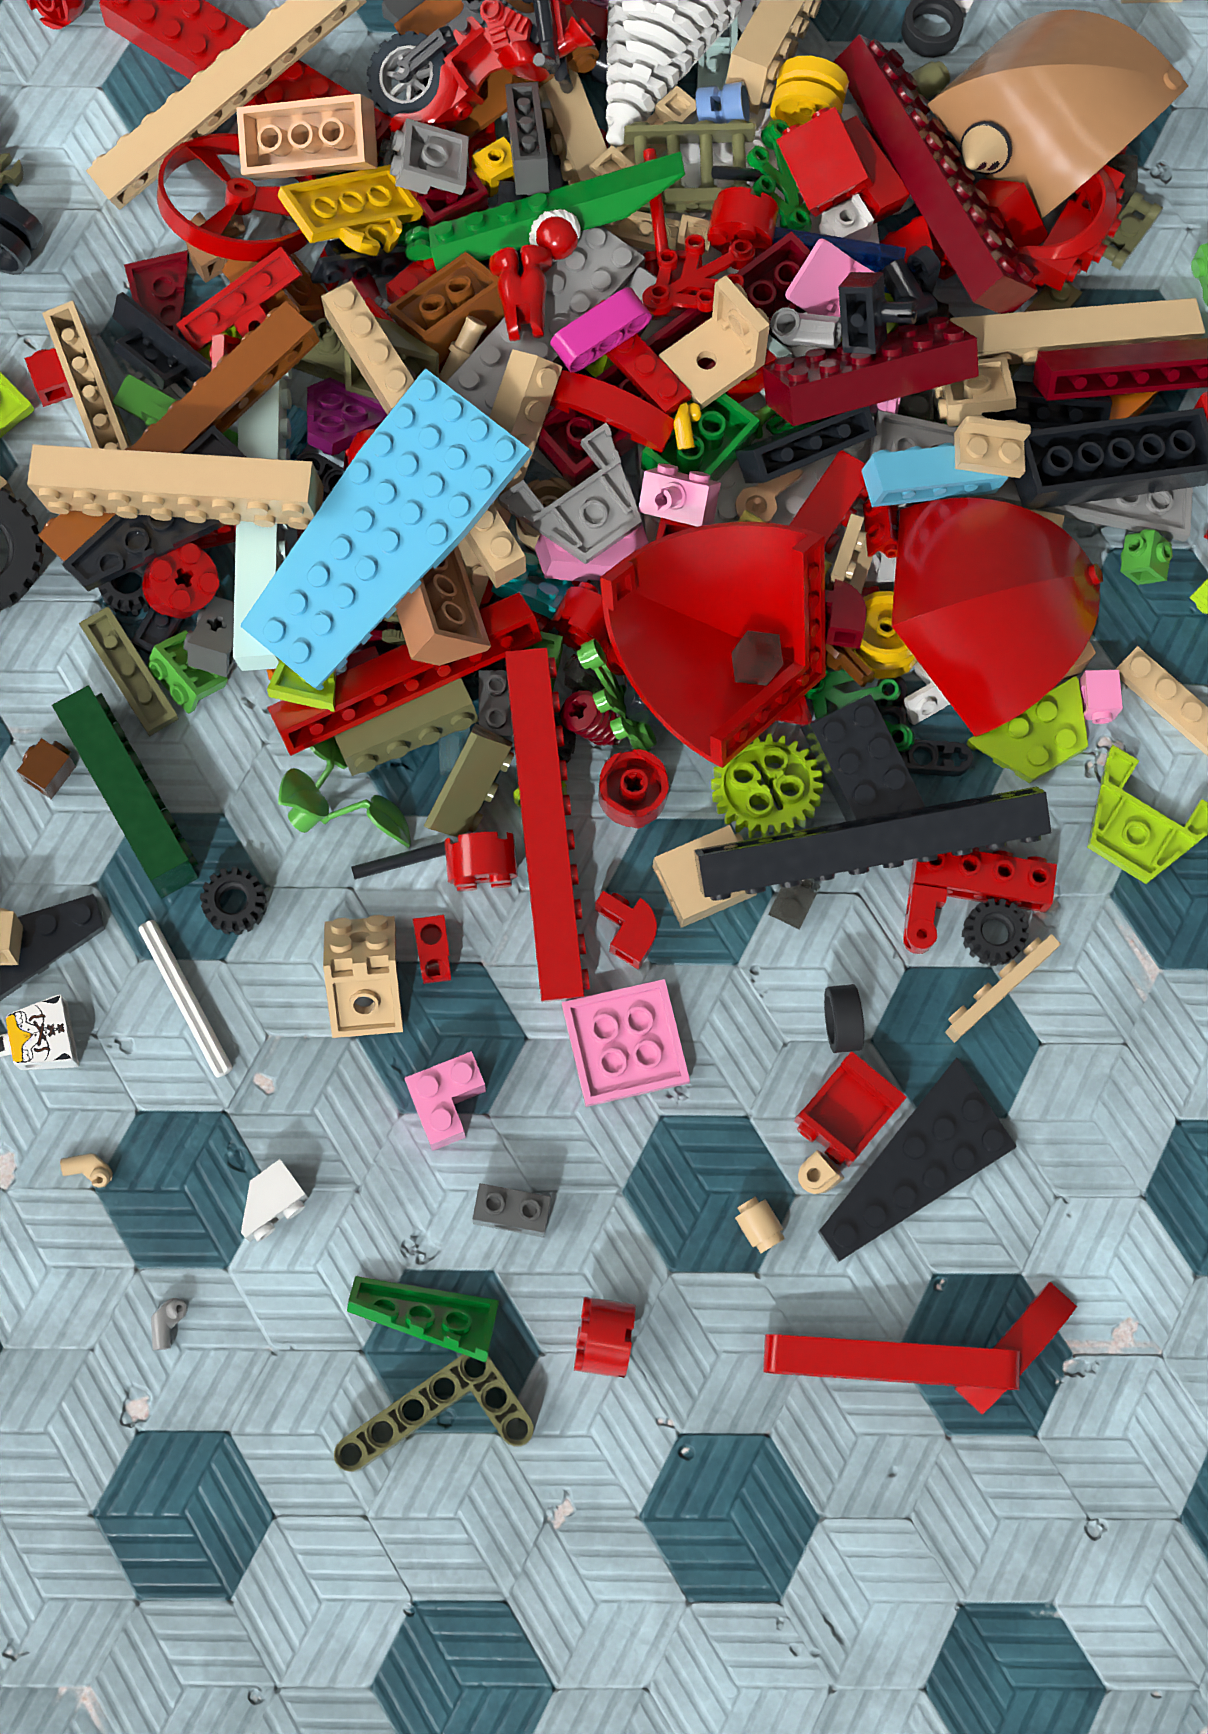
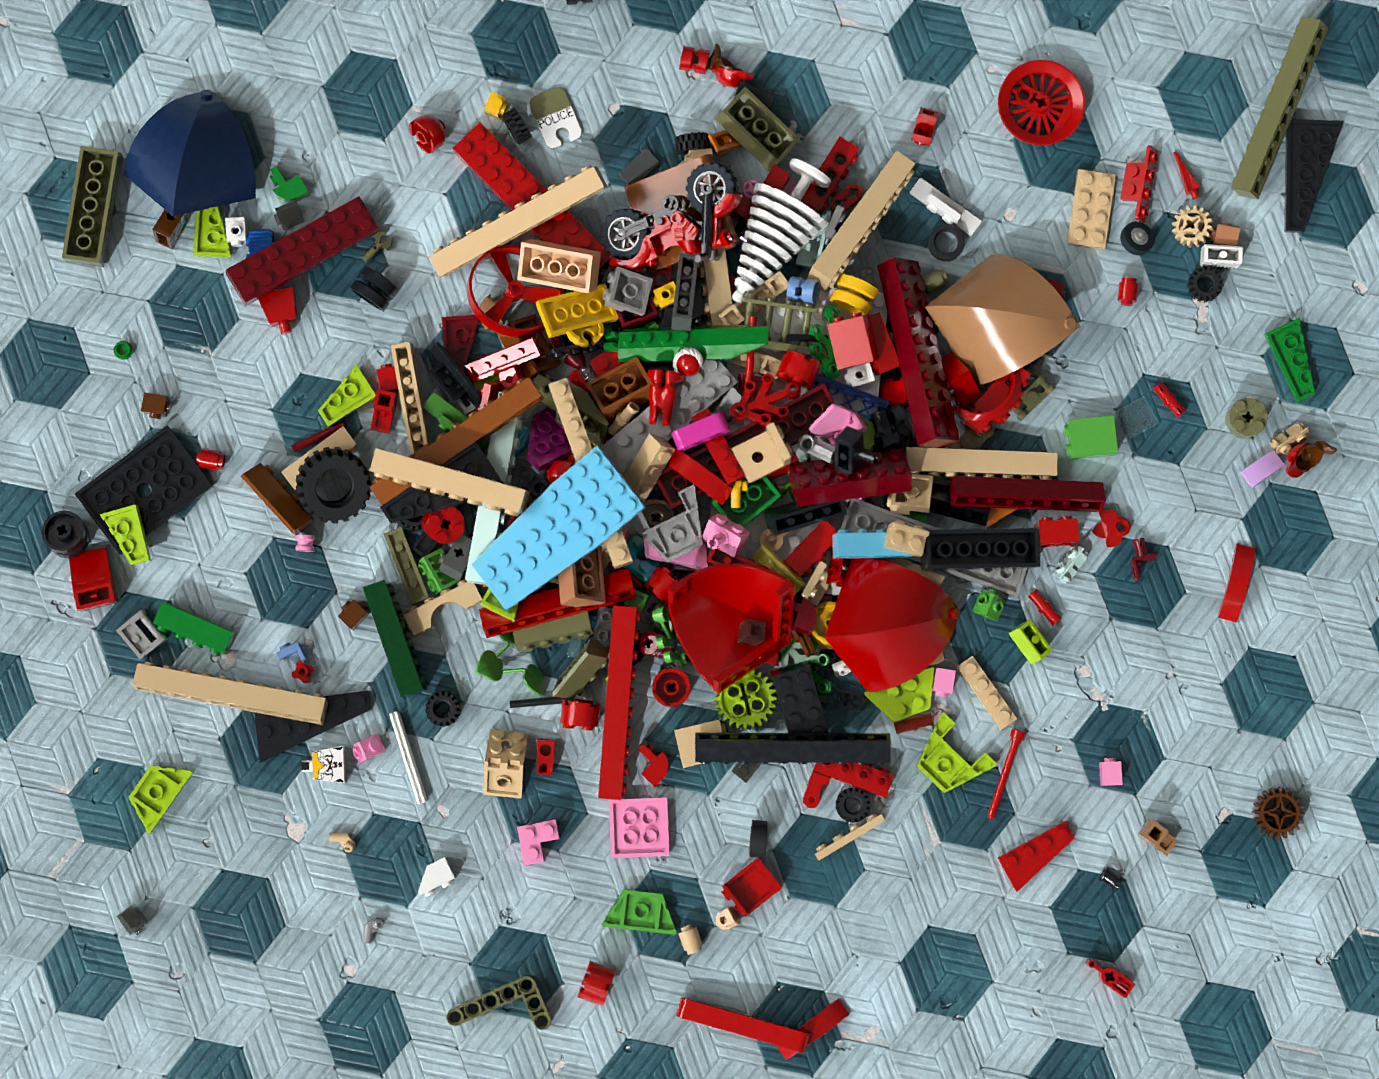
camera: 15 degrees right, 10 degrees up
(48, 414) = (384, 411): none -> red brick
(109, 994) = (368, 748): none -> bright pink bracket
(237, 701) = (421, 618): none -> tan arch
(436, 1316) = (509, 953): green wing -> none
(511, 1210) = (561, 906): dark grey brick -> none
(659, 1194) = (640, 912): none -> bright green wing
(932, 1153) = (789, 919): black wing -> none
(986, 147) = (951, 343): tan hat -> none
(1068, 774) = (913, 723): none -> clear red pin

